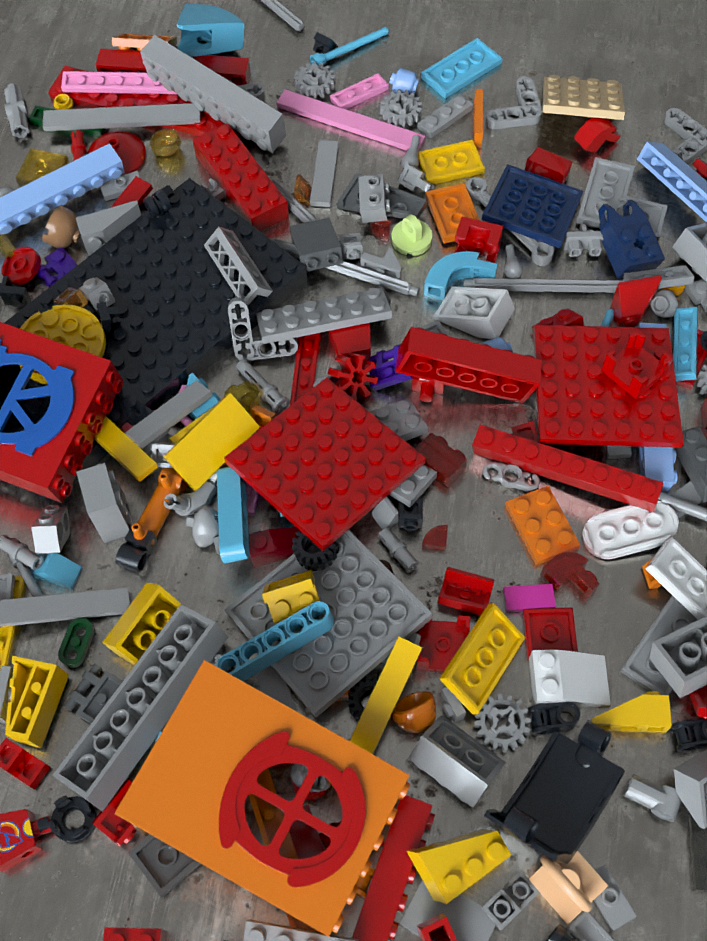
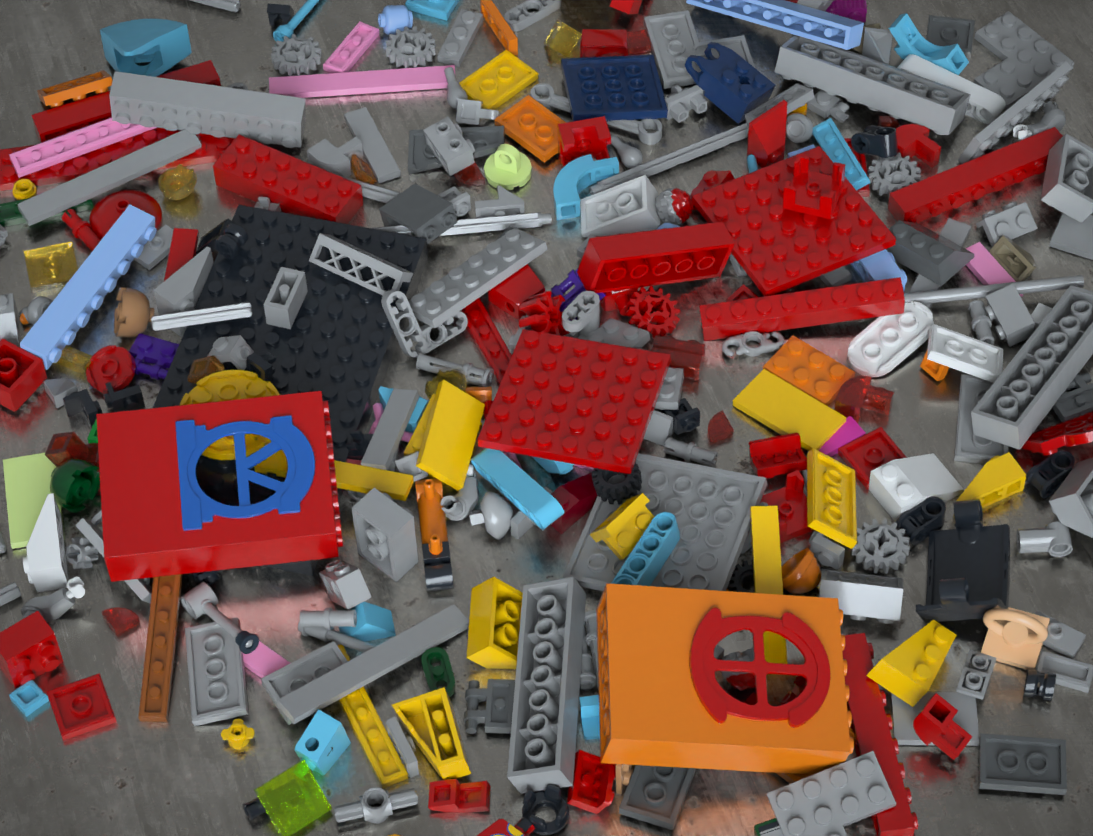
camera: 30 degrees left, 10 degrees down
(98, 254) = (201, 316): none -> axle
(160, 267) = (285, 297): none -> light grey brick
(286, 173) = (335, 160): none -> light grey brick
(385, 391) = (587, 310): none -> light grey connector
(441, 401) = (646, 302): none -> red gear
(503, 553) = (788, 410): none -> yellow tile
(517, 326) = (674, 206): none -> piece
(520, 148) = (562, 38): none -> clear yellow panel
(579, 175) = (638, 41): none -> clear red tile

